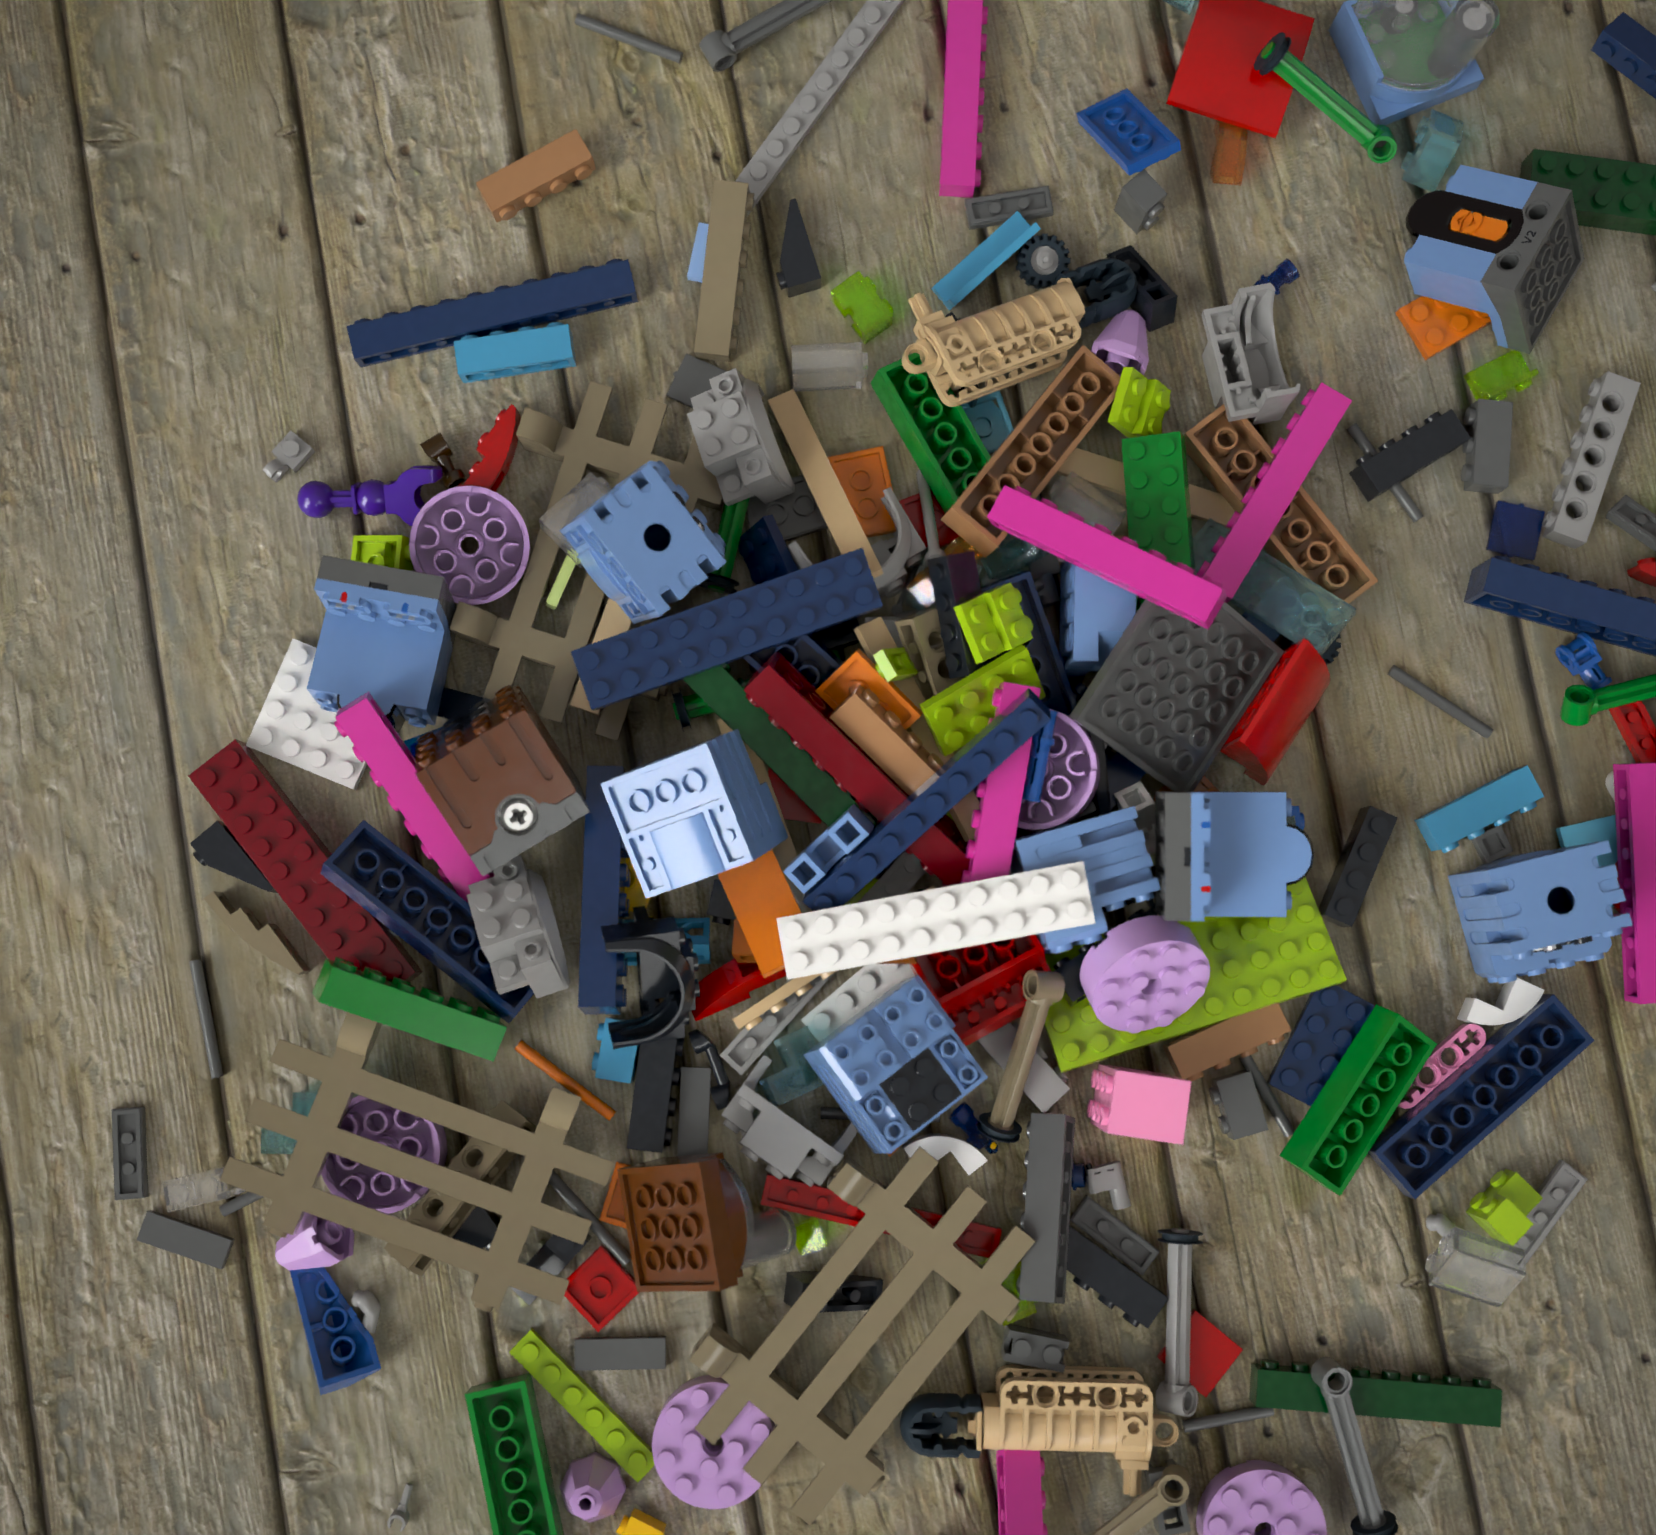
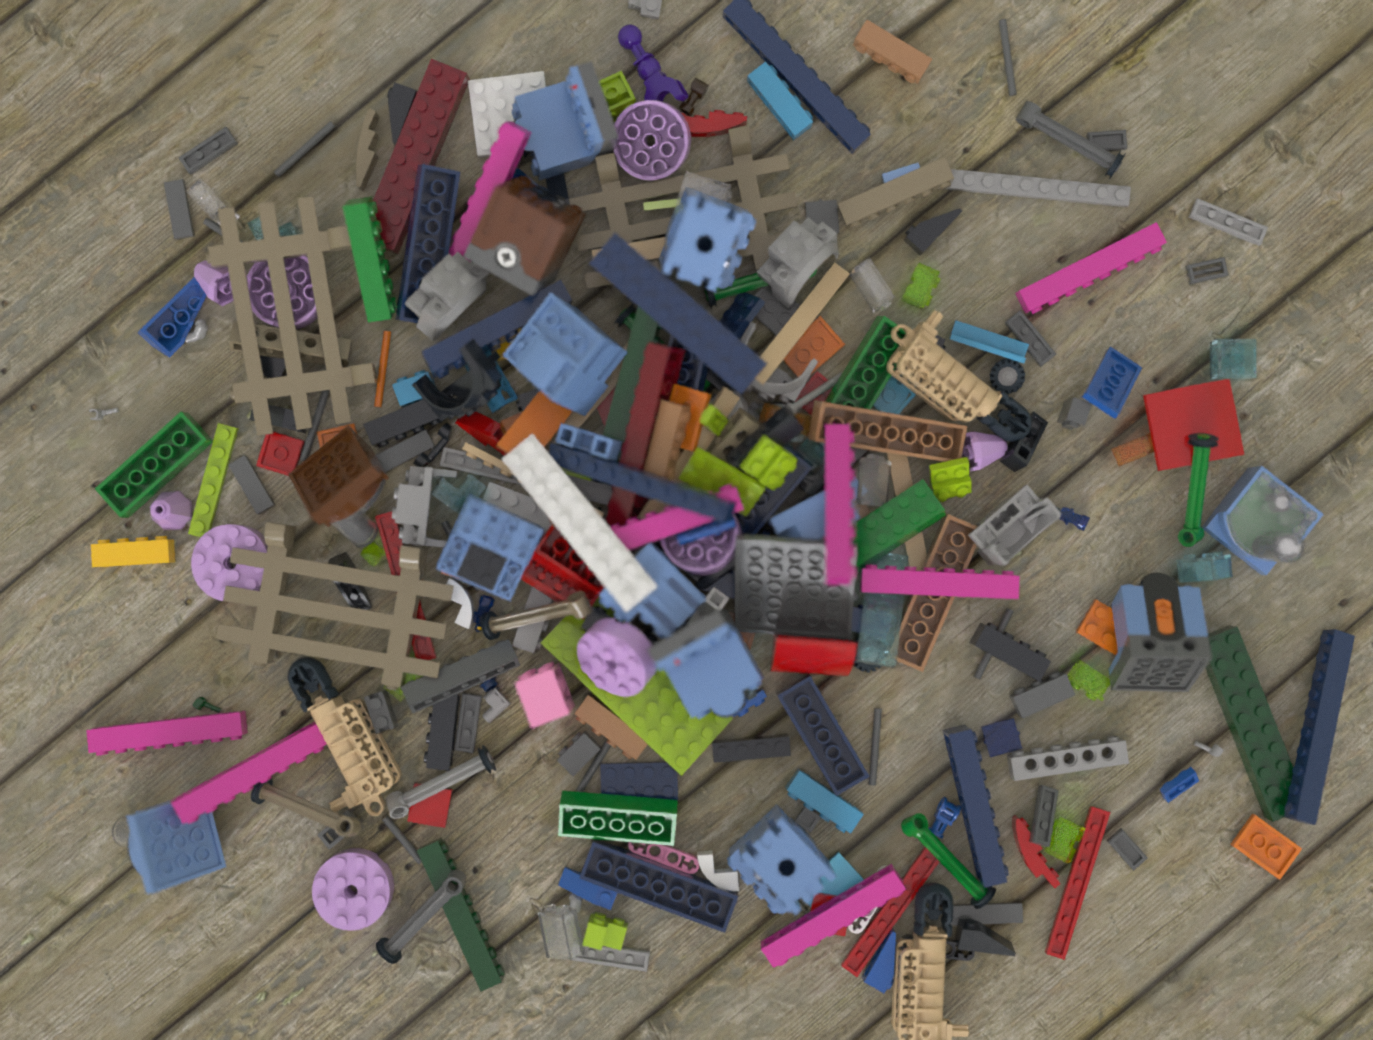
camera: 65 degrees right, 5 degrees up
(1390, 760) = (822, 735): none -> dark blue brick
(1411, 1213) = (586, 890): none -> blue slope

